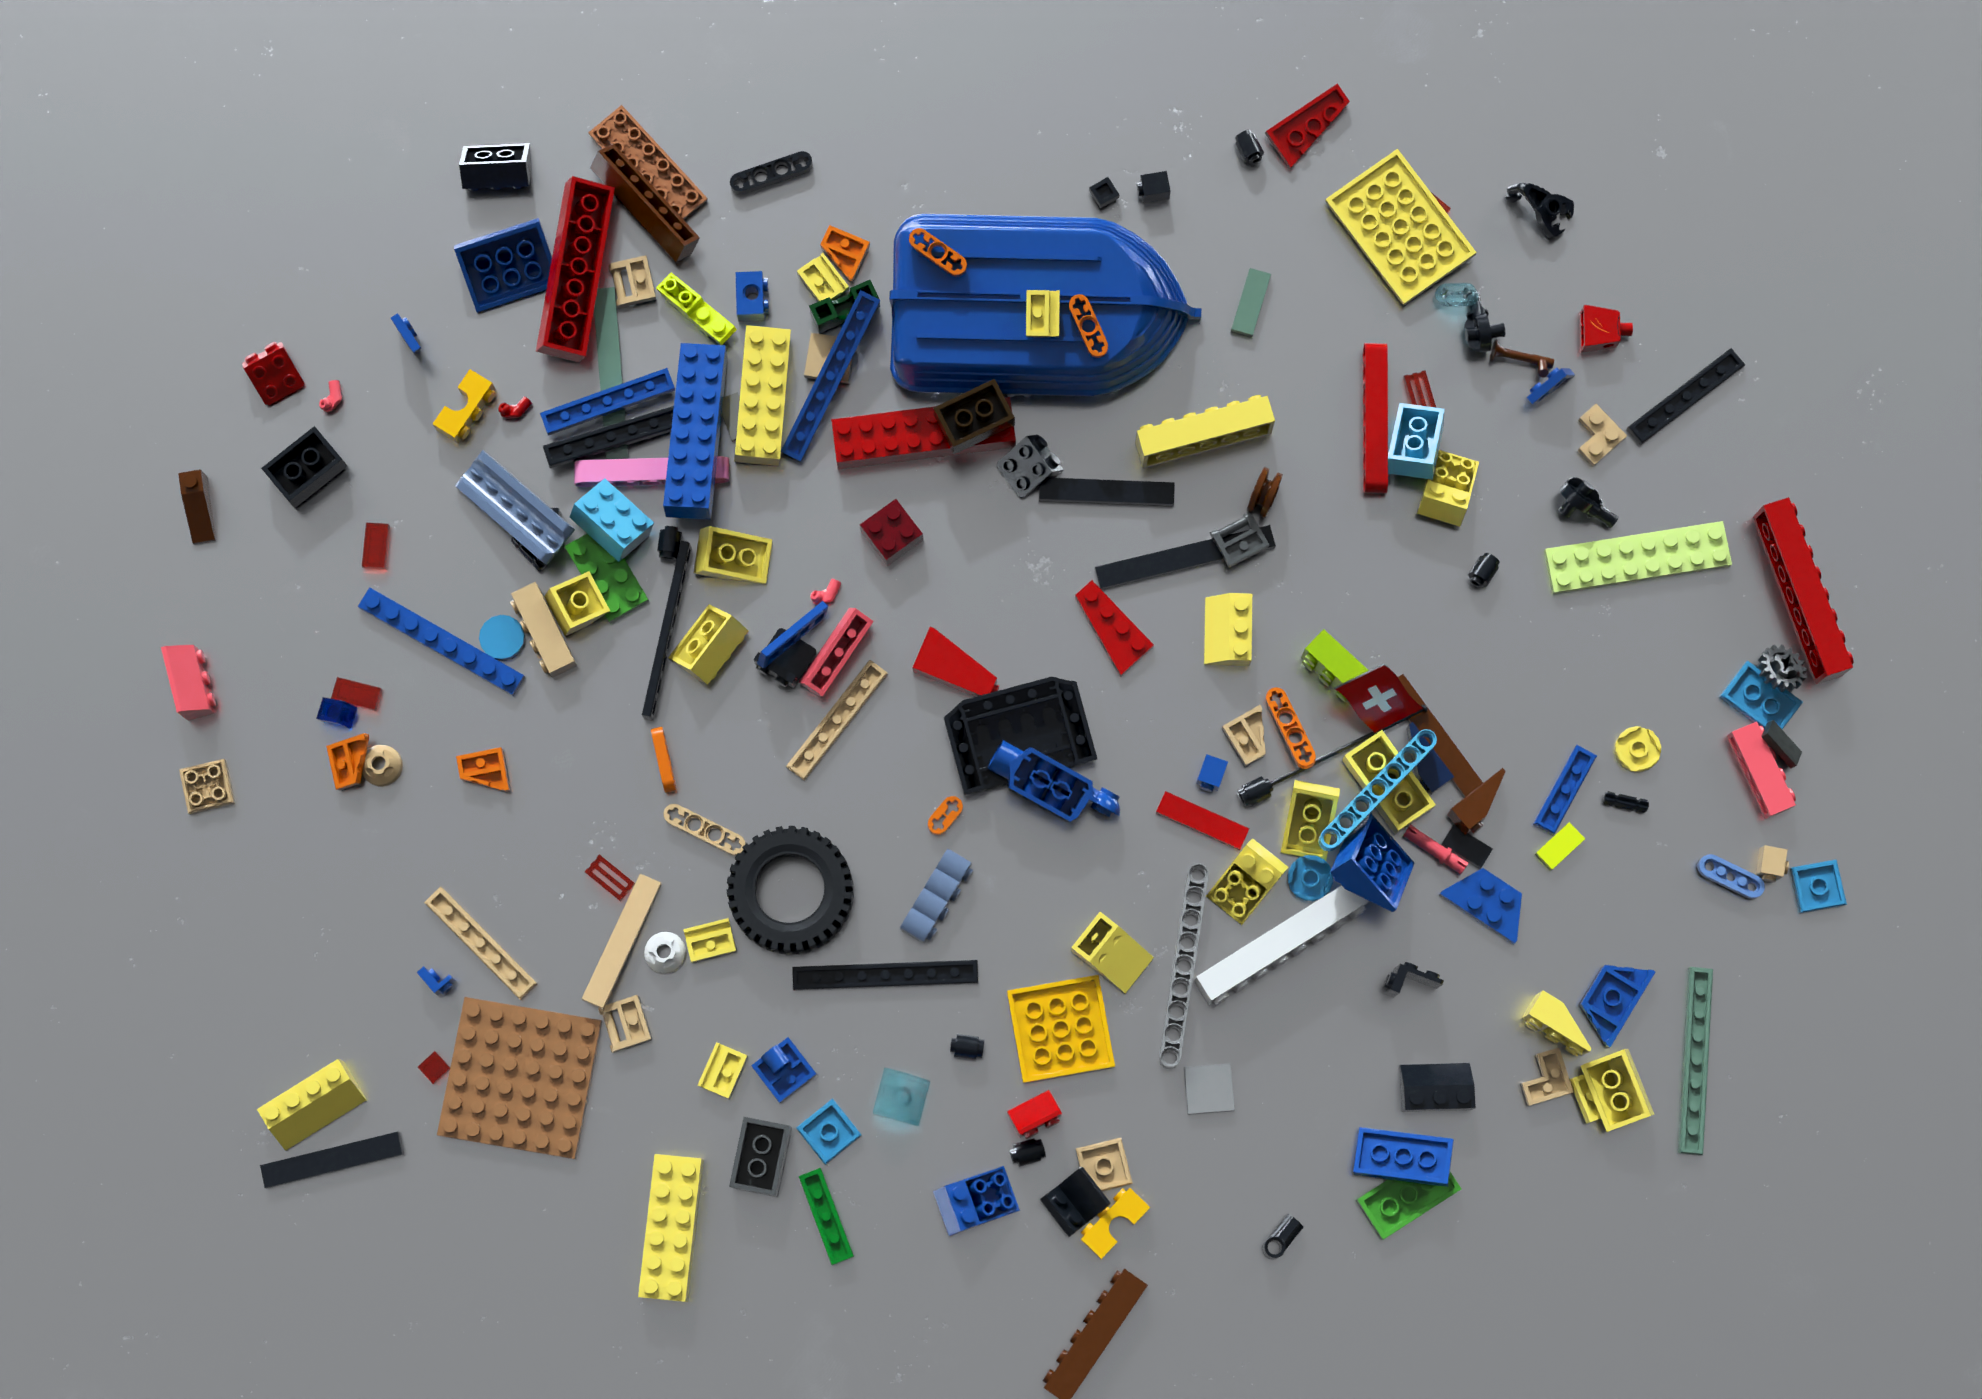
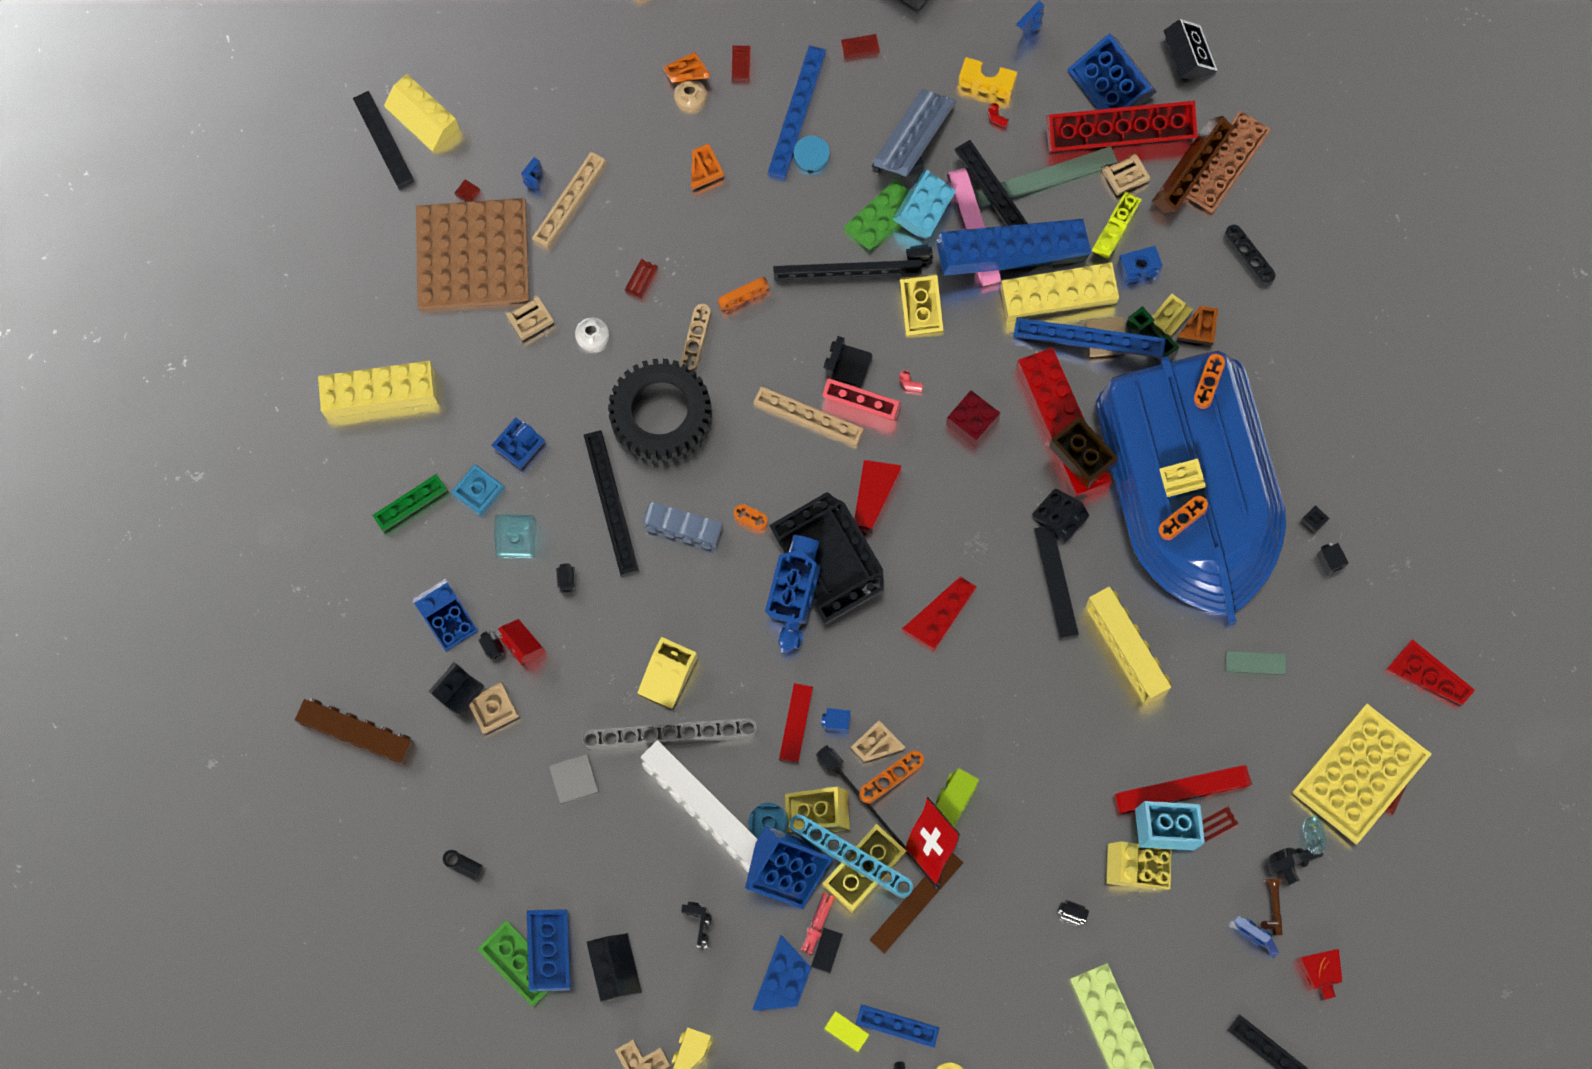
camera: 80 degrees right, 5 degrees down
(336, 712) = (722, 52): clear blue bracket -> none
(543, 629) = (824, 180): tan brick -> none
(576, 603) = (851, 197): light yellow slope -> none
(607, 401) = (1020, 178): blue plate -> none
(621, 941) = (592, 298): tan tile -> none
(708, 644) = (844, 303): light yellow slope -> none
(710, 940) = (607, 363): light yellow plate -> none
(722, 1070) = (508, 398): light yellow plate -> none
(760, 1156) = (444, 440): dark grey brick -> none
(792, 635) = (865, 360): blue tile -> none
(1060, 1028) = (596, 648): yellow plate -> none
(1097, 1236) = (434, 716): yellow arch -> none
(1166, 561) = (1017, 659): black tile -> none
(1228, 630) = (963, 708): light yellow slope -> none
(1242, 545) = (1038, 701): dark grey plate -> none
(1247, 881) = (753, 770): light yellow slope -> none
(1249, 147) = (1393, 629): black brick -> none
(1264, 492) = (1088, 707): reddish brown wheel -> none
(1431, 770) = (885, 903): dark blue slope -> none
(1474, 808) = (861, 948): reddish brown slope -> none
(1544, 204) = (1420, 894): black animal -> none
(1583, 496) = (1158, 987): black pin -> none
(1605, 435) = (1224, 996): tan plate -> none

